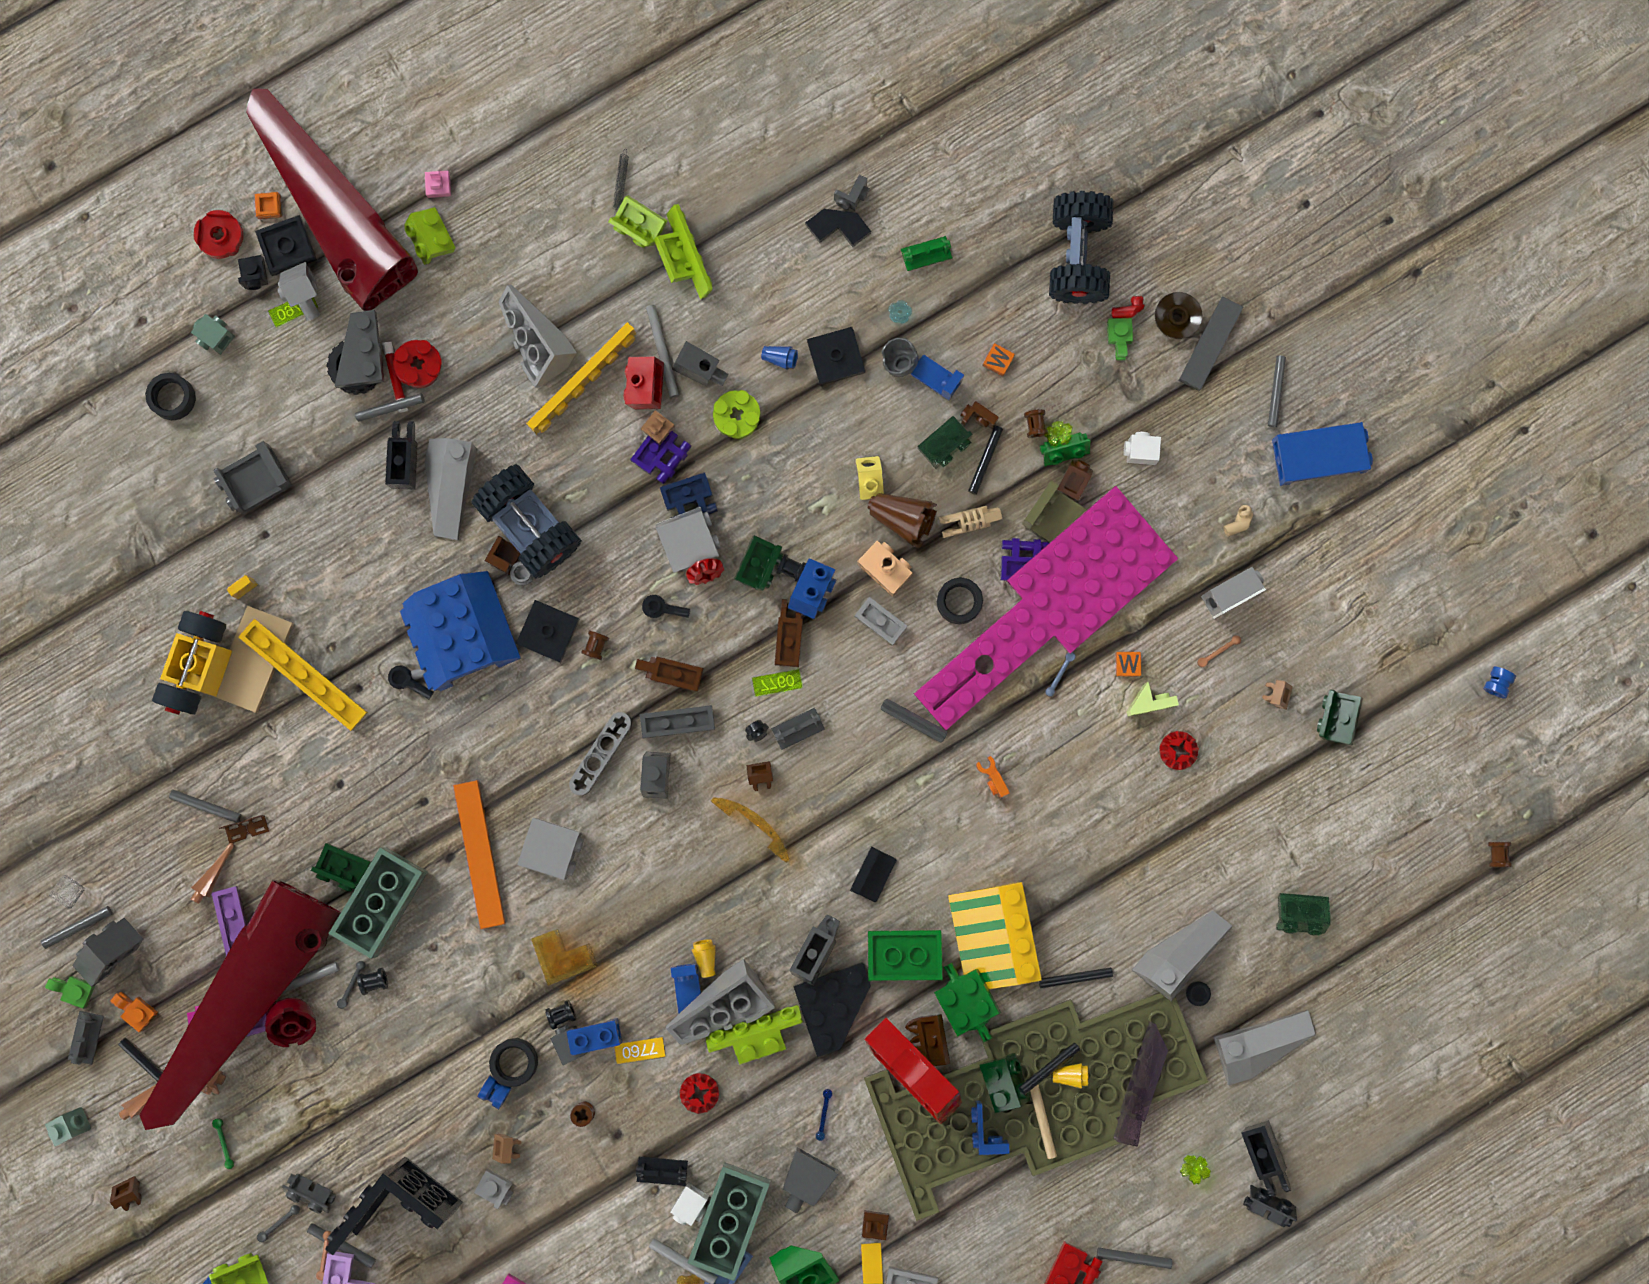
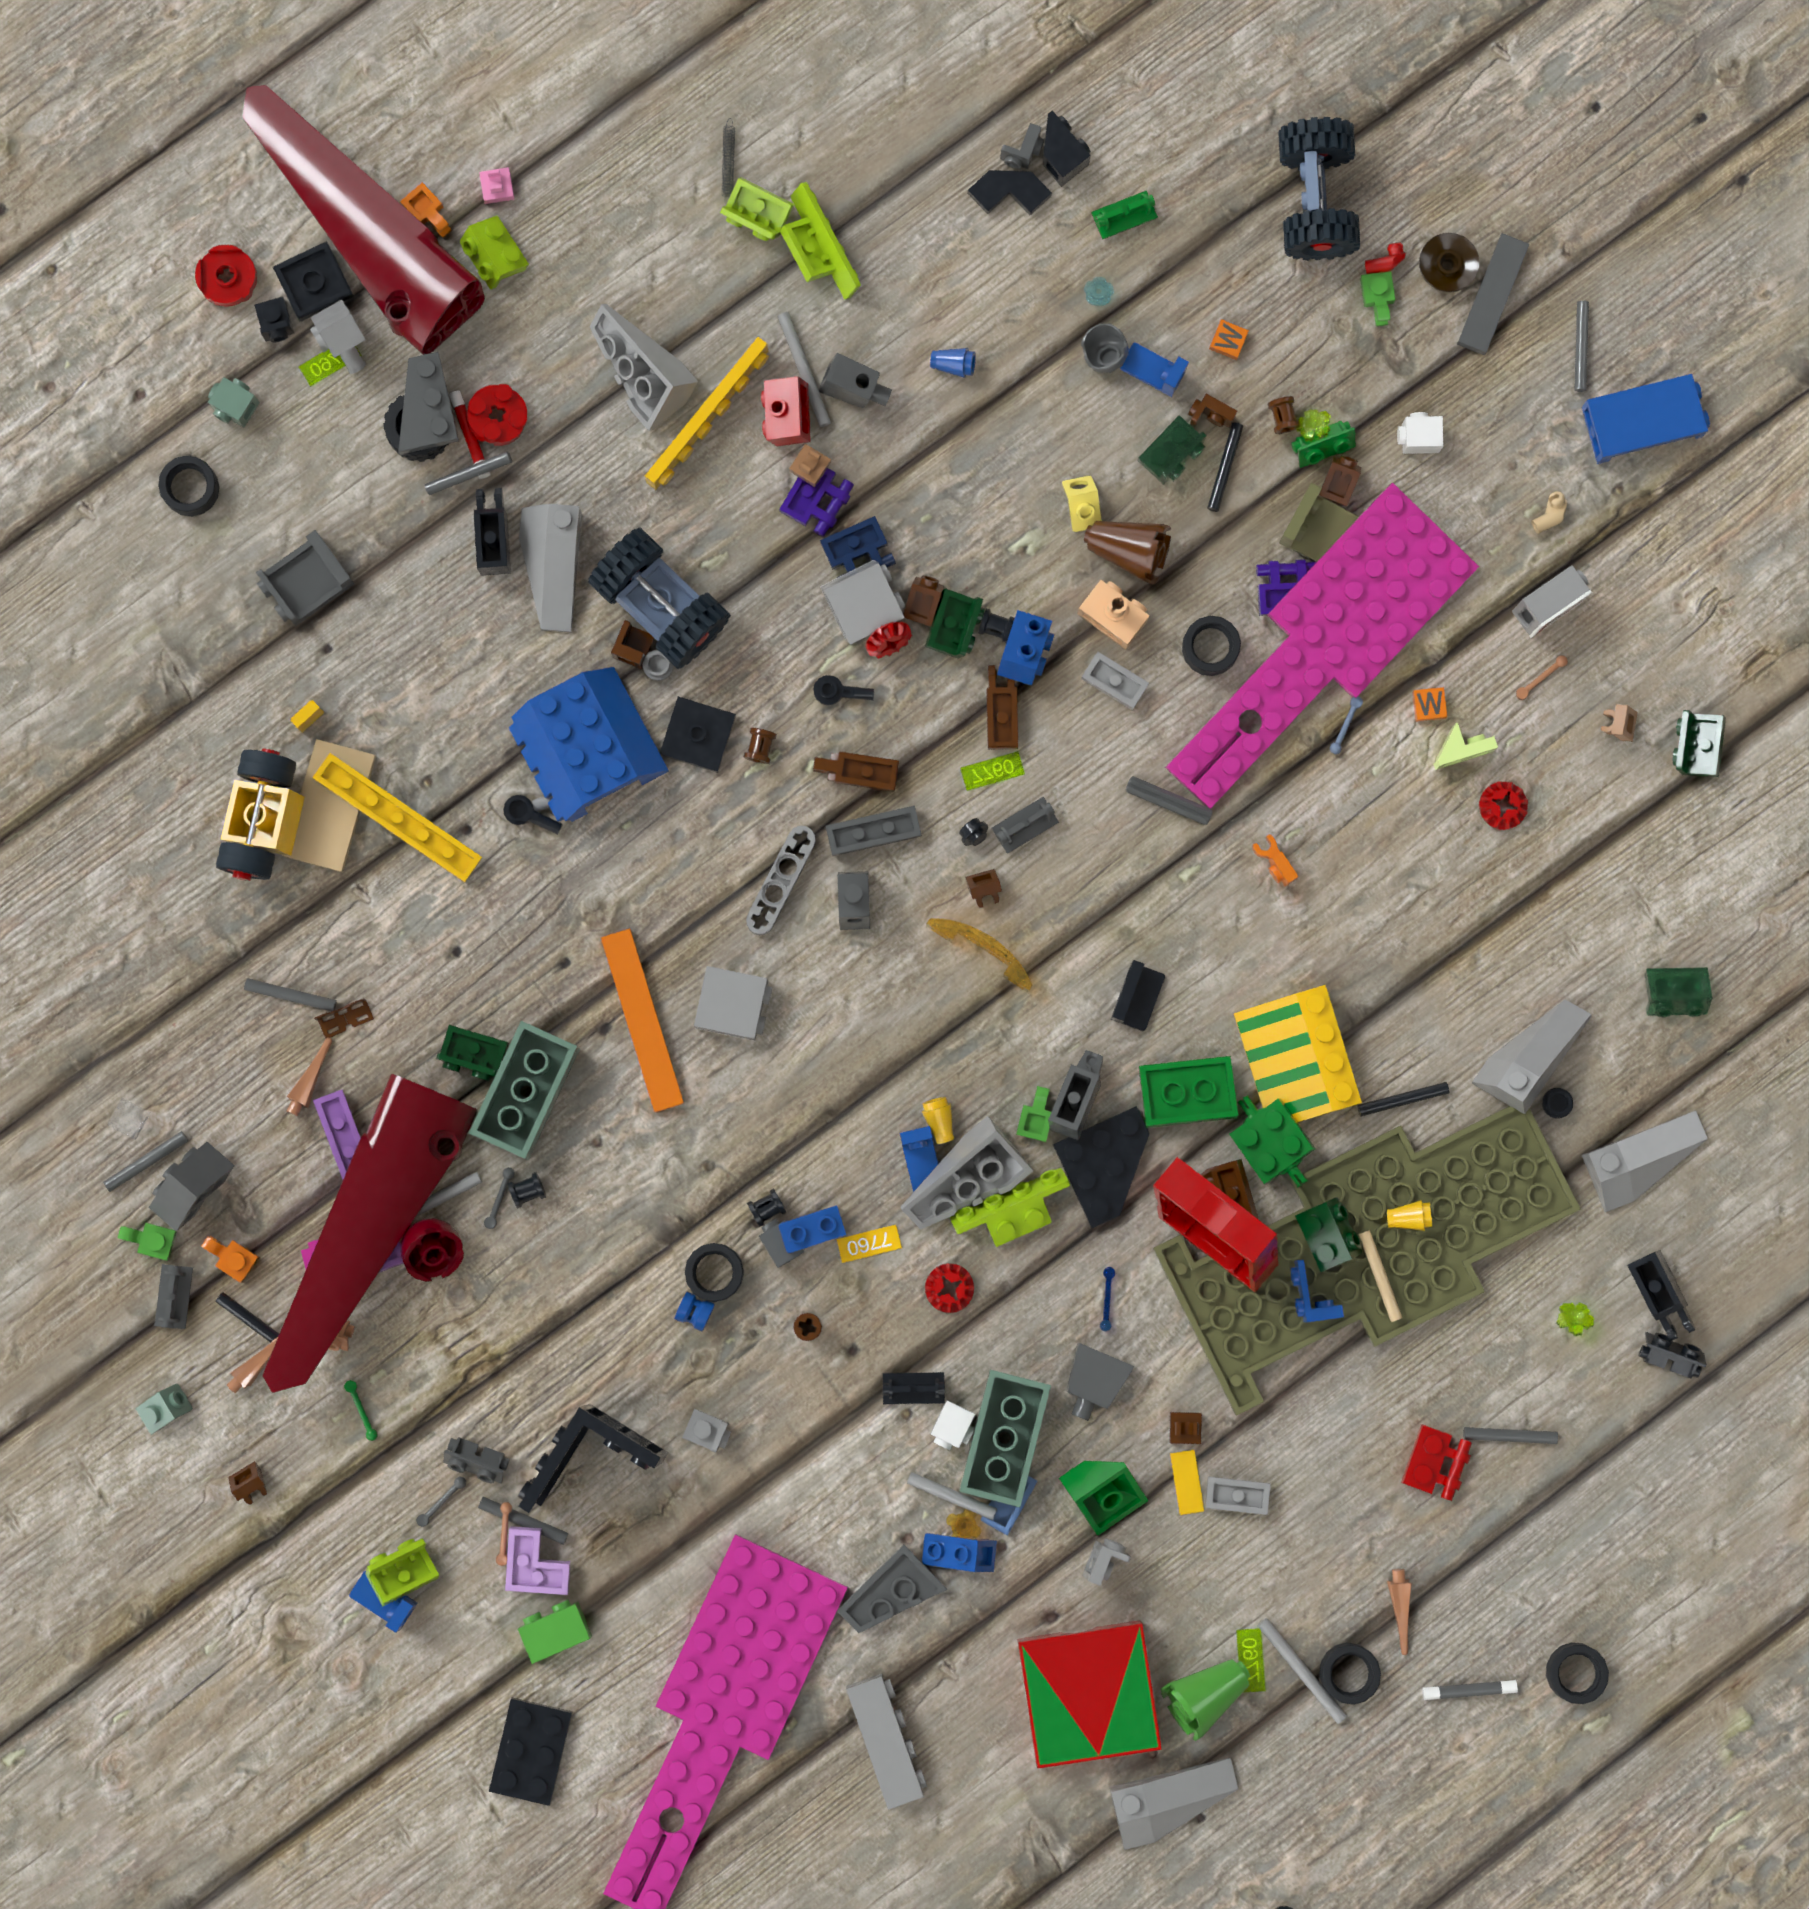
camera: 10 degrees left, 0 degrees up
(268, 205) = (284, 233): orange tile -> none
(379, 196) = (425, 208): none -> orange plate
(503, 1148) = (713, 1379): medium nougat tile -> none
(557, 962) = (761, 1144): clear yellow brick -> none
(736, 542) = (923, 600): none -> reddish brown bracket
(741, 401) = (901, 455): lime plate -> none
(781, 963) = (1034, 1119): none -> bright green plate
(836, 356) = (1023, 354): black plate -> none
(882, 199) = (1063, 153): none -> black slope
(970, 520) = (1214, 544): tan hinge -> none
(1049, 1068) = (1382, 1210): black bar -> none
(1141, 1087) = (1498, 1221): wedge -> none

